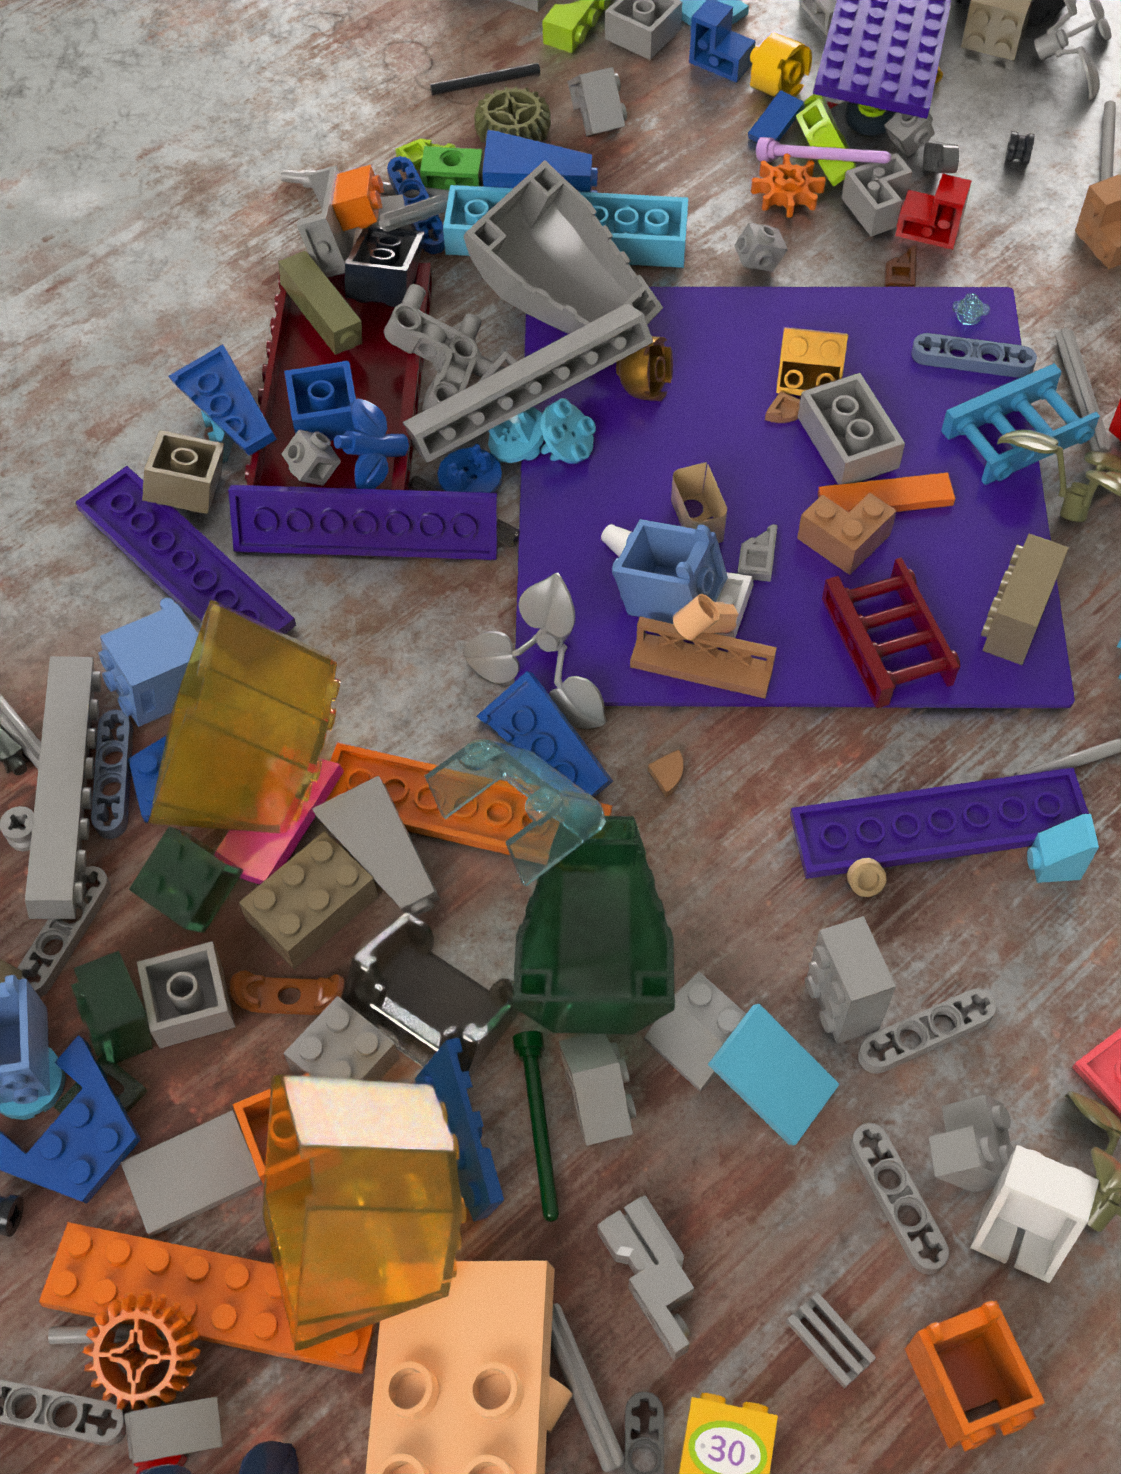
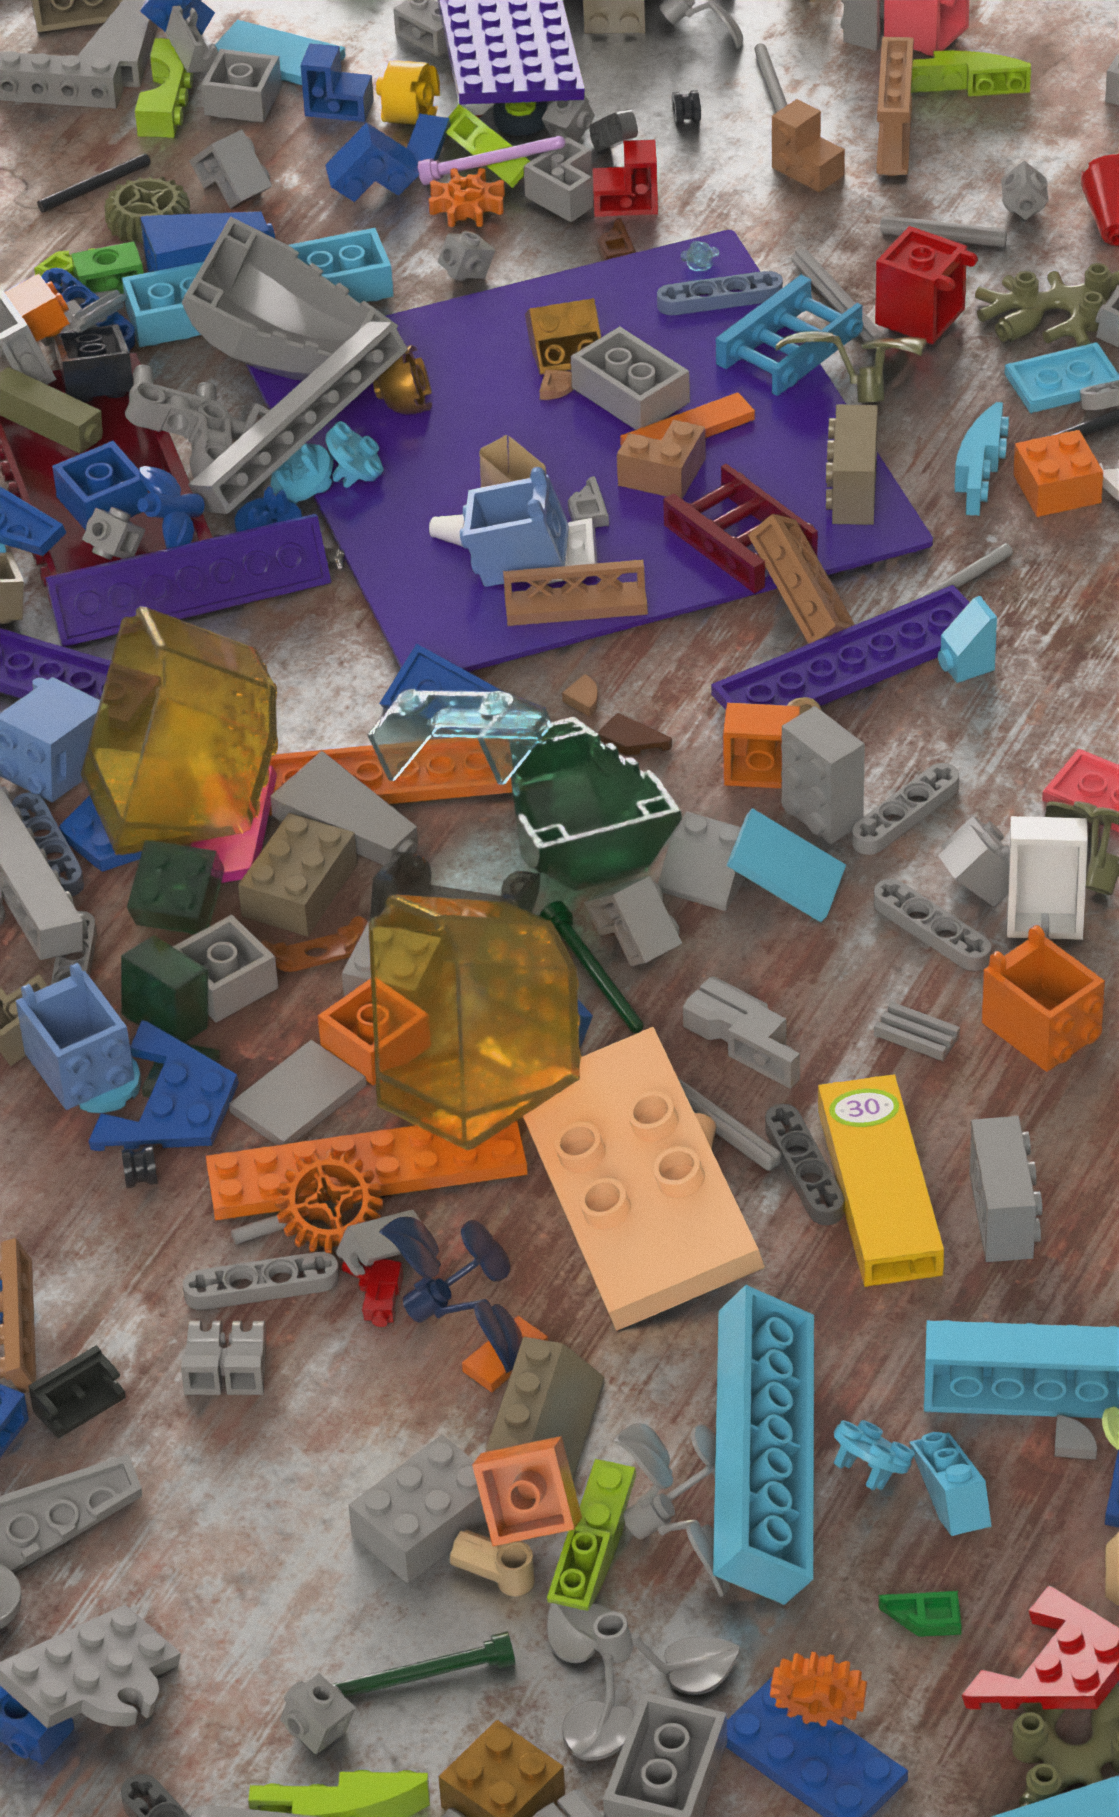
camera: 20 degrees left, 15 degrees down
(551, 609) = (426, 573): light grey plant -> none
(692, 839) = (632, 736): none -> reddish brown tile
(705, 616) = (567, 549): light nougat piece -> none
(719, 125) = (371, 158): none -> blue brick
(804, 904) = (754, 744): none -> orange brick
(921, 717) = (800, 578): none -> medium nougat fence

